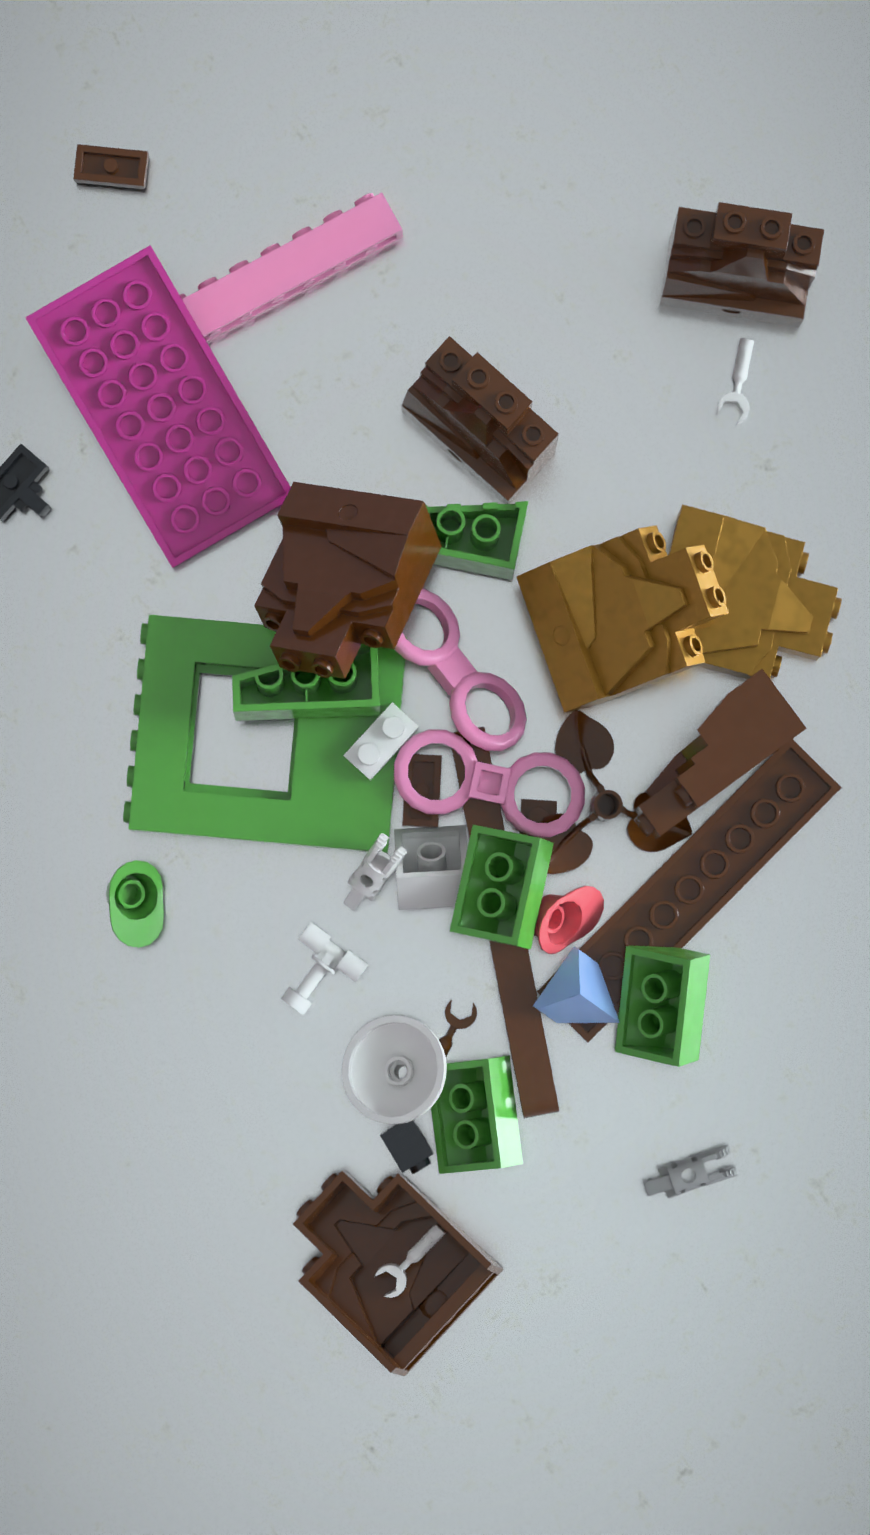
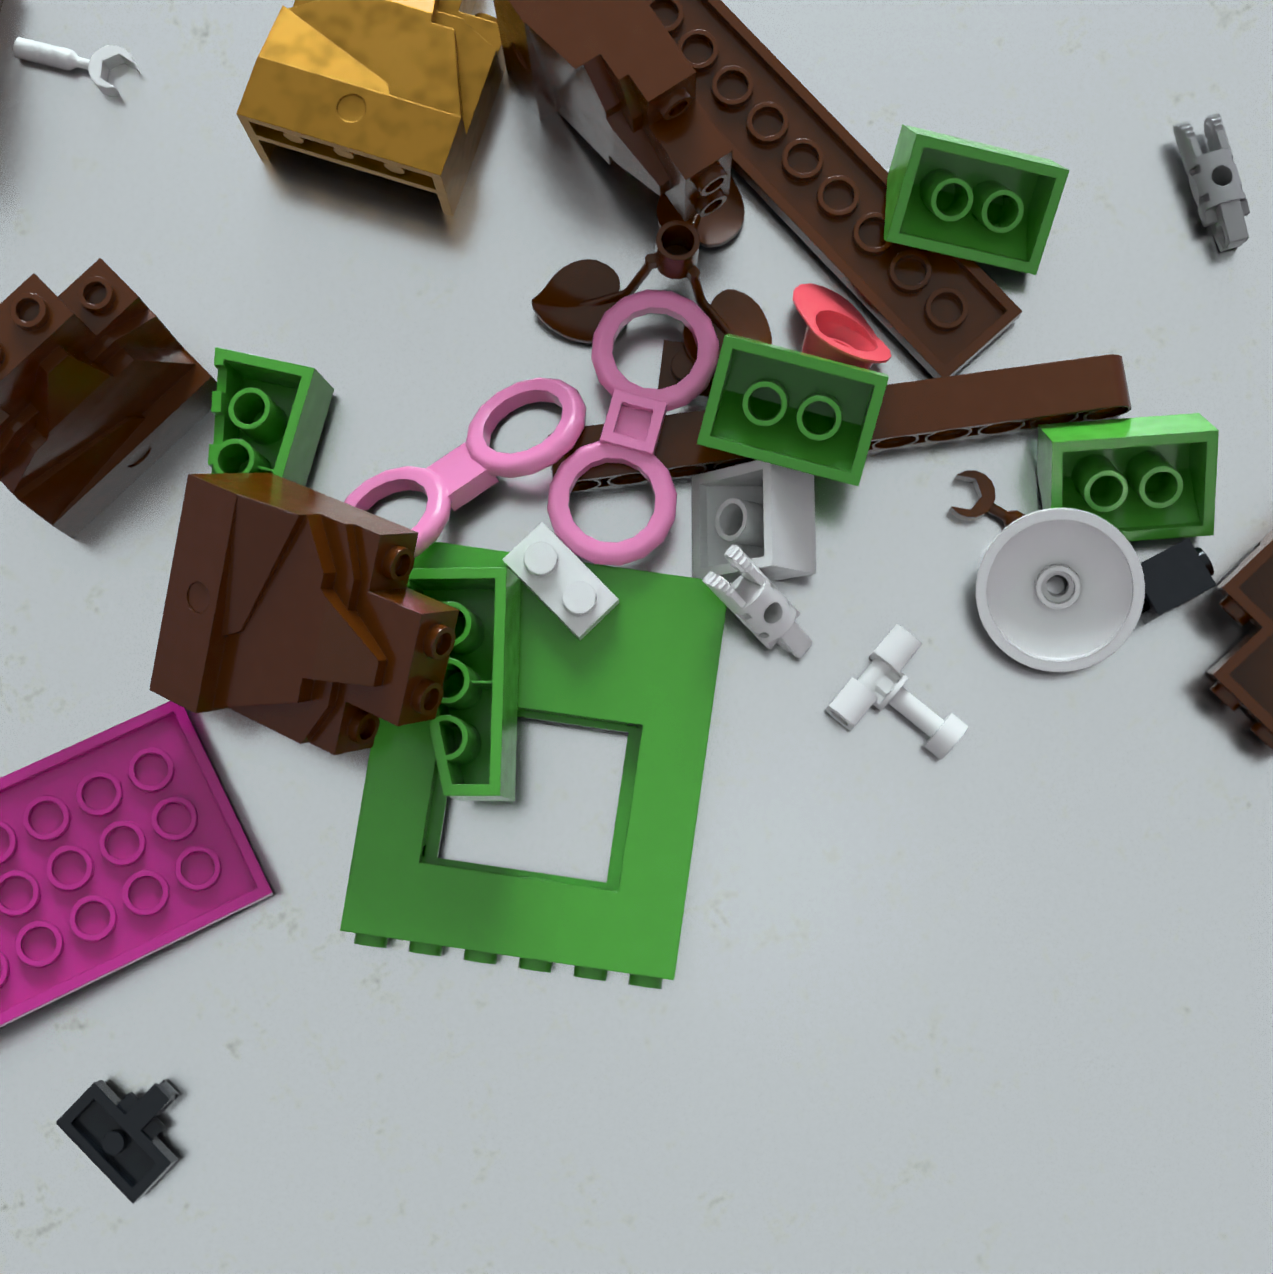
camera: 85 degrees left, 5 degrees down
(136, 903) = (790, 975): bright green piece -> none
(425, 778) = (623, 521): reddish brown plate -> none
(577, 993) = (952, 315): light blue slope -> none
(621, 614) = (391, 205): pearl gold panel -> none

